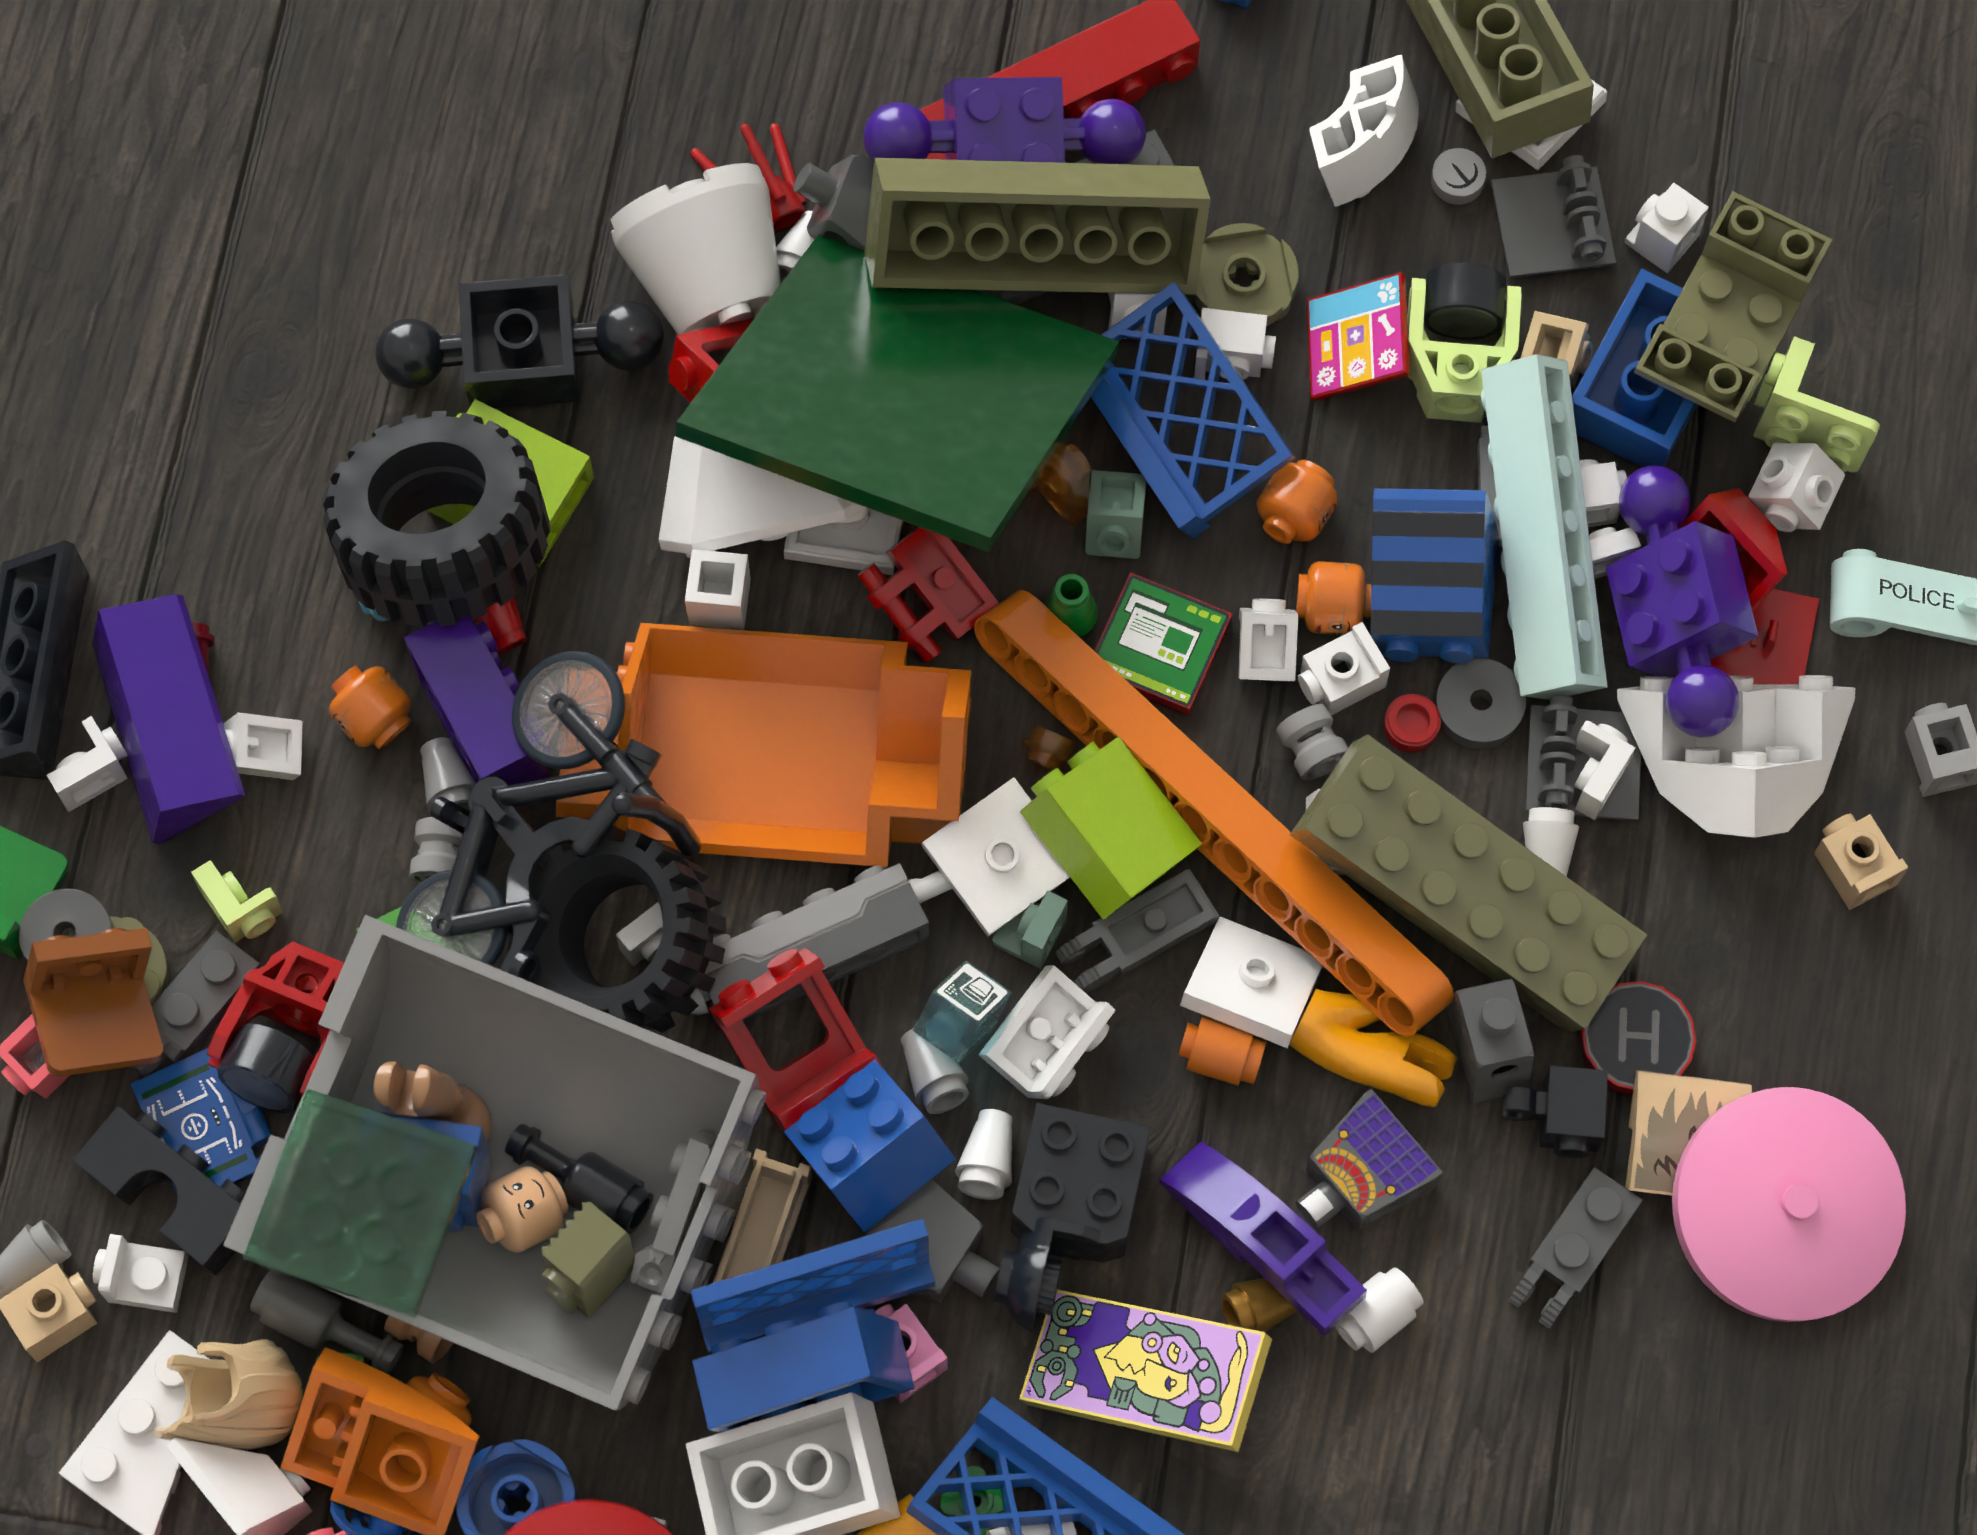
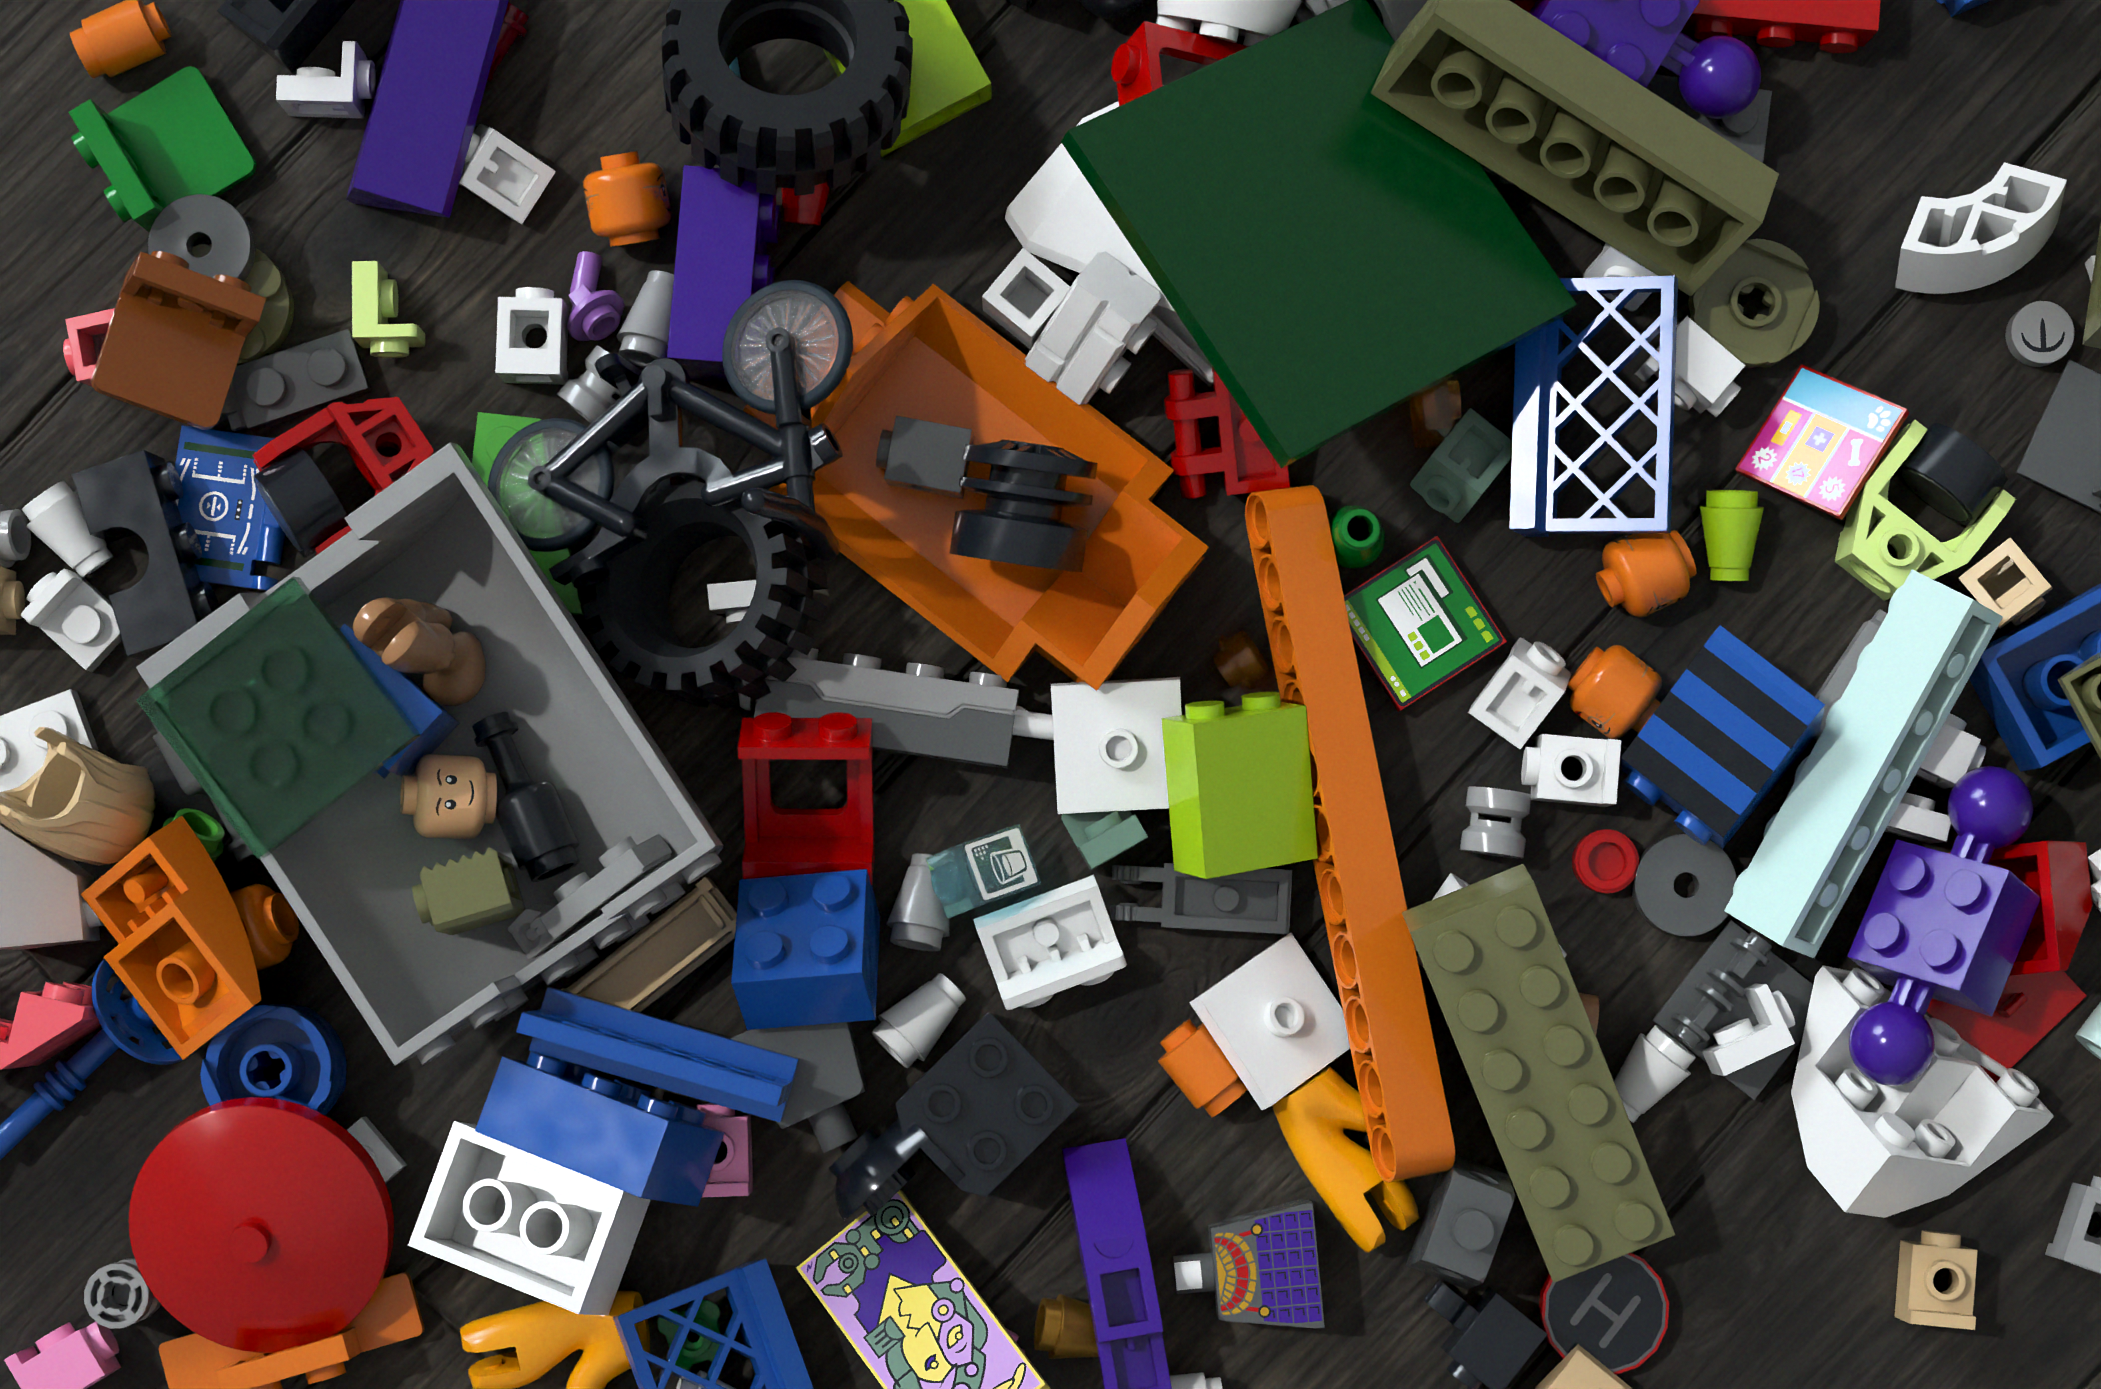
camera: 30 degrees right, 15 degrees up
(90, 1210) = (61, 525): none -> white cone
(374, 868) = (515, 318): none -> white brick
(398, 801) = (593, 312): none -> medium lavender plate
(718, 745) = (924, 456): none -> dark grey brick
(781, 574) = (1093, 329): none -> white brick
(812, 717) = (1023, 506): none -> black wheel
(1338, 439) = (1730, 532): none -> lime cone

